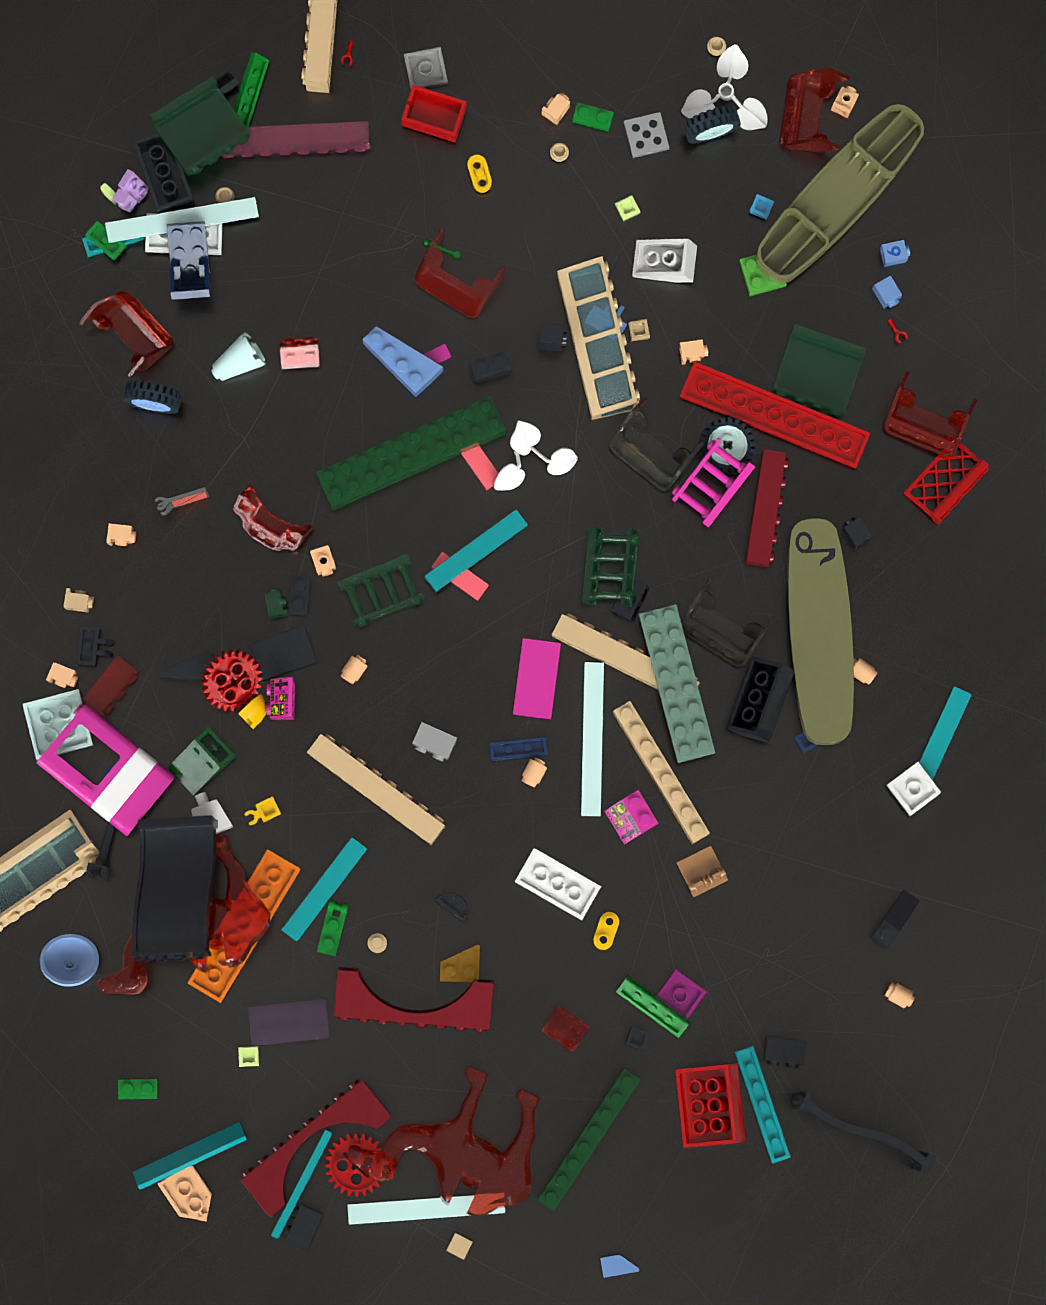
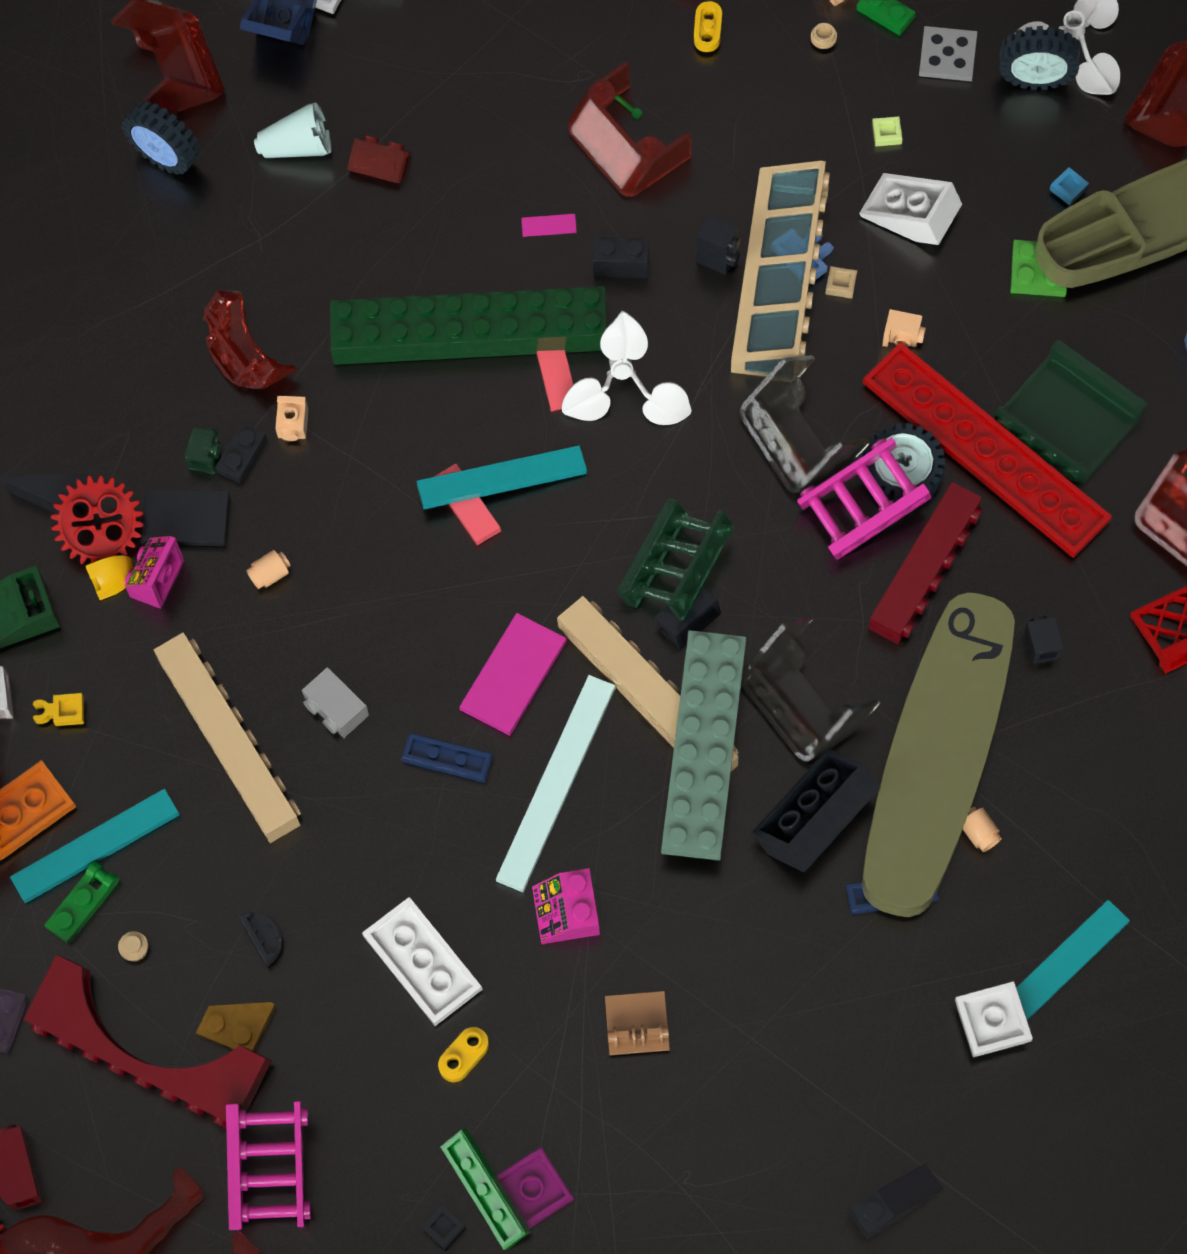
camera: 30 degrees right, 15 degrees down
(120, 535) = (42, 294): light nougat brick -> none
(186, 498) = (141, 275): dark grey flag -> none
(366, 578) = (343, 457): clear green fence -> none
(405, 363) = (512, 216): medium blue wedge -> none
(500, 1044) = (240, 1181): none -> dark pink fence
(534, 772) = (454, 794): light nougat brick -> none
(565, 1029) = (344, 1171): clear red bracket -> none
(661, 772) = (633, 862): tan brick -> none

